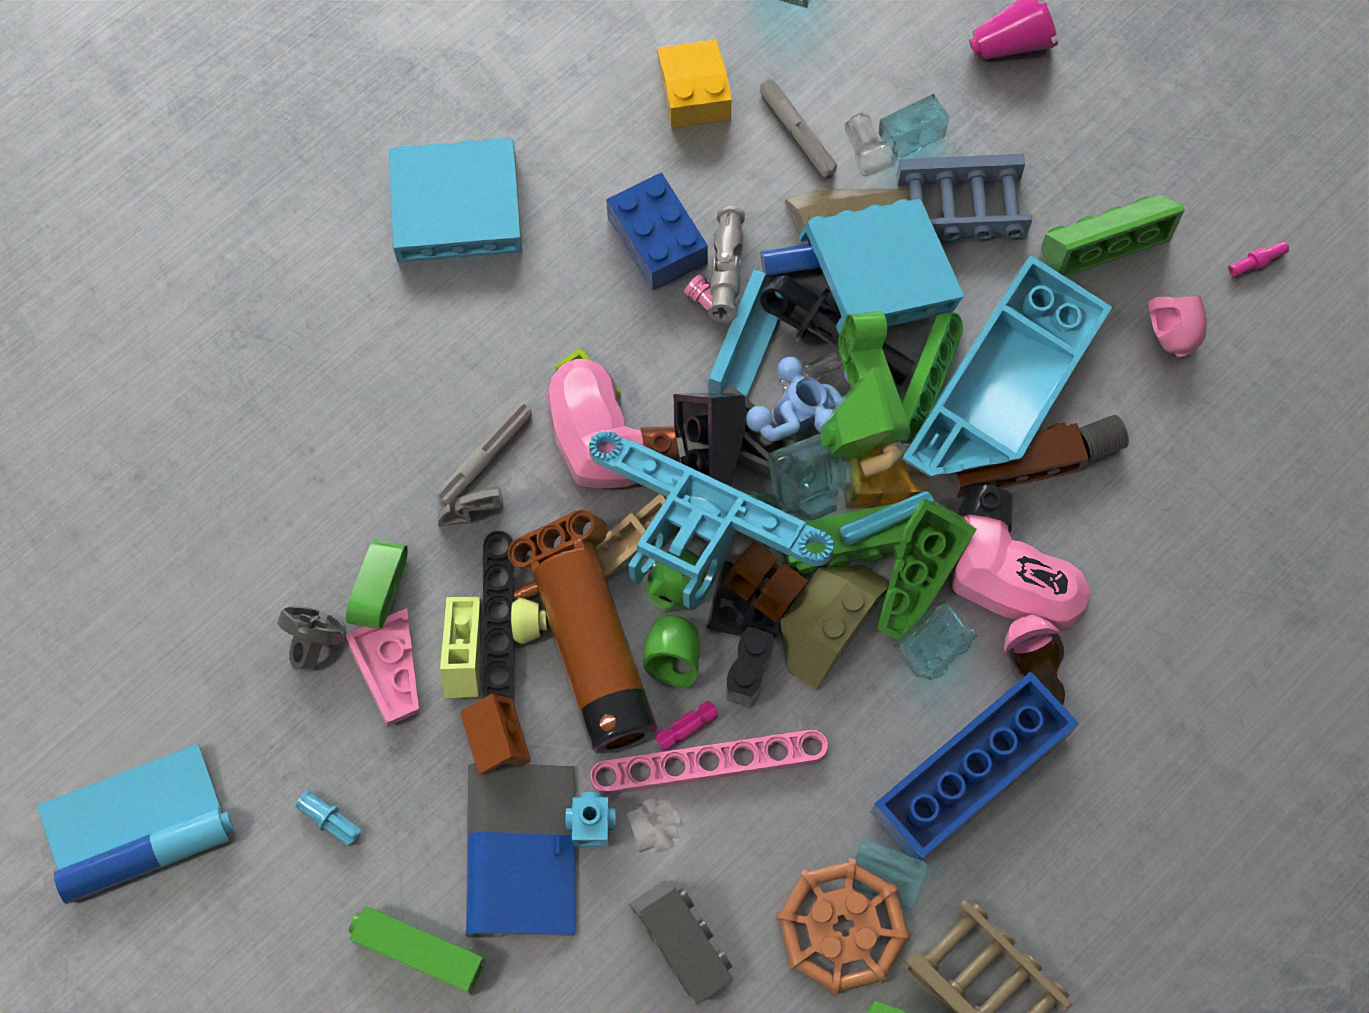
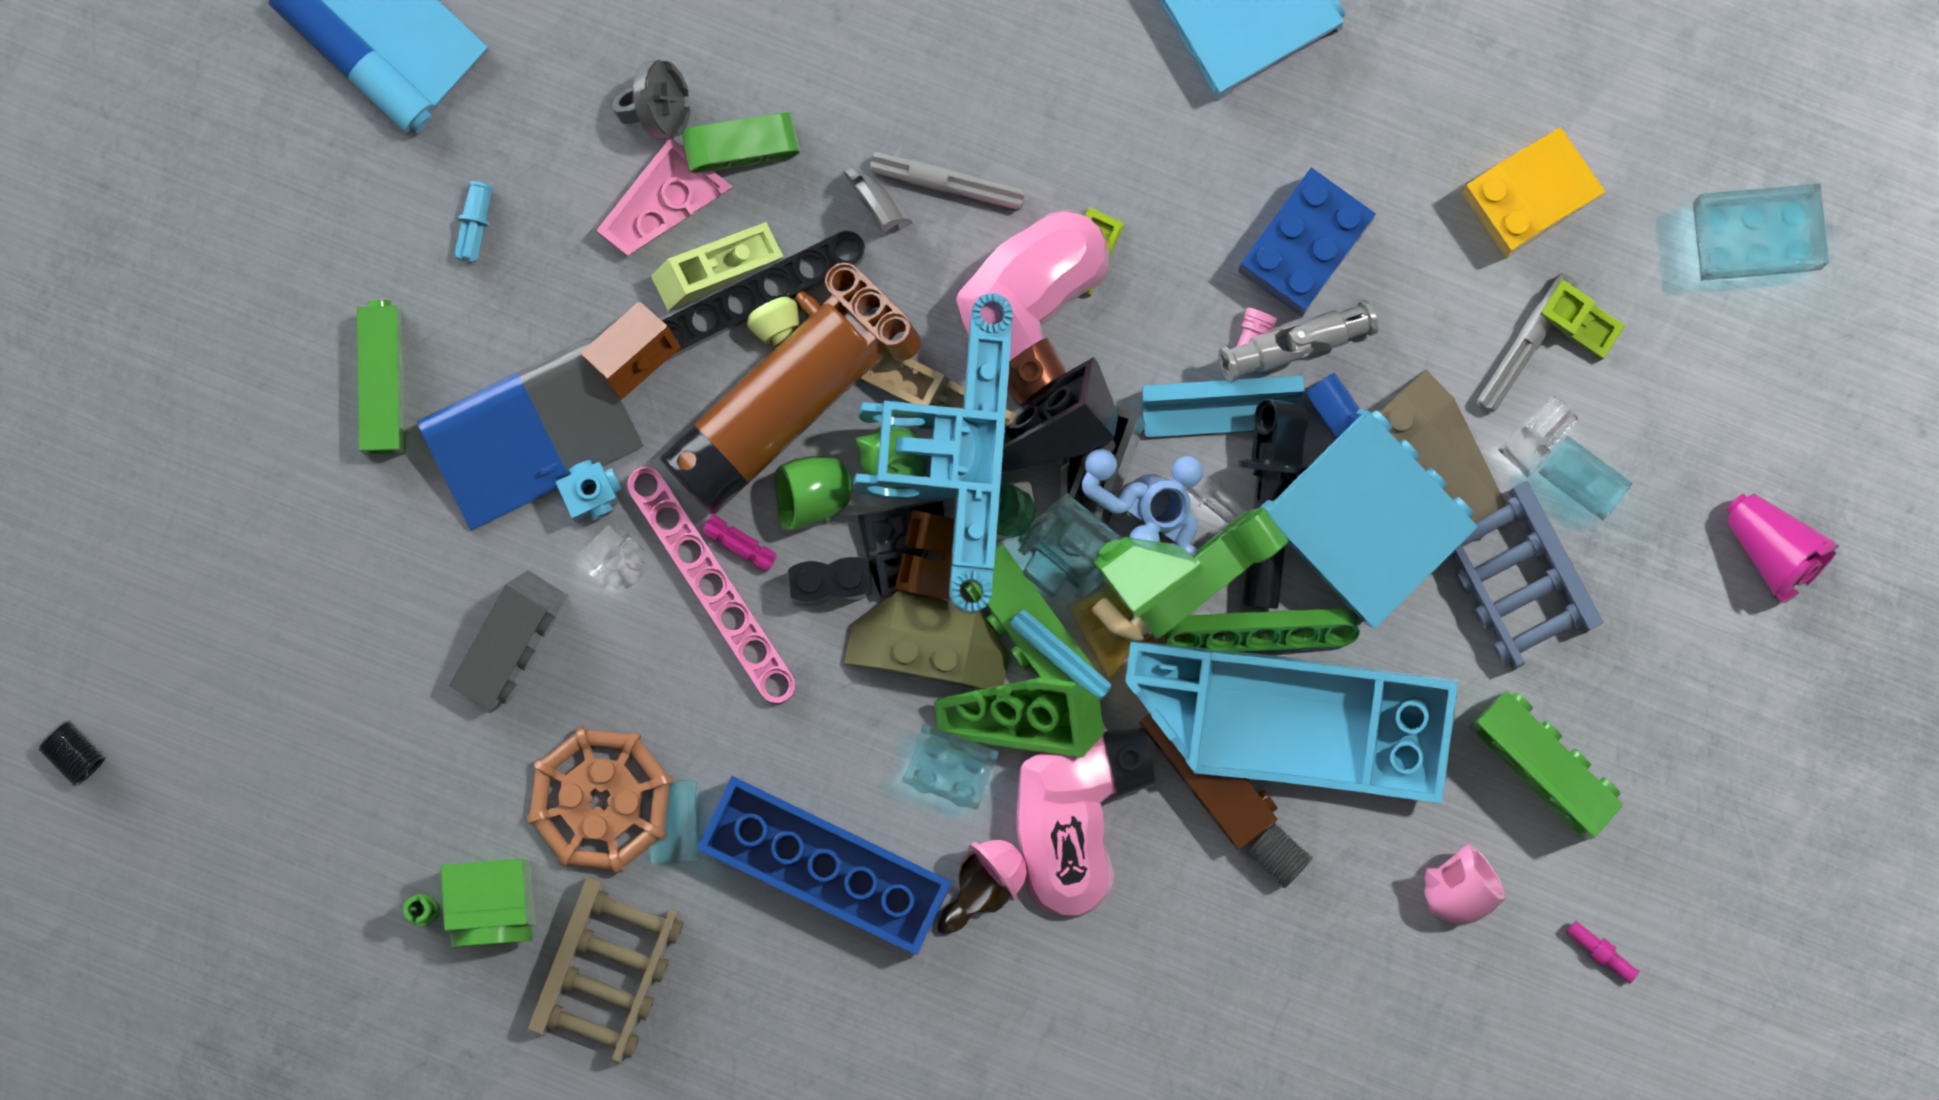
camera: 70 degrees right, 15 degrees up
(800, 87) = (1582, 320): none -> lime slope

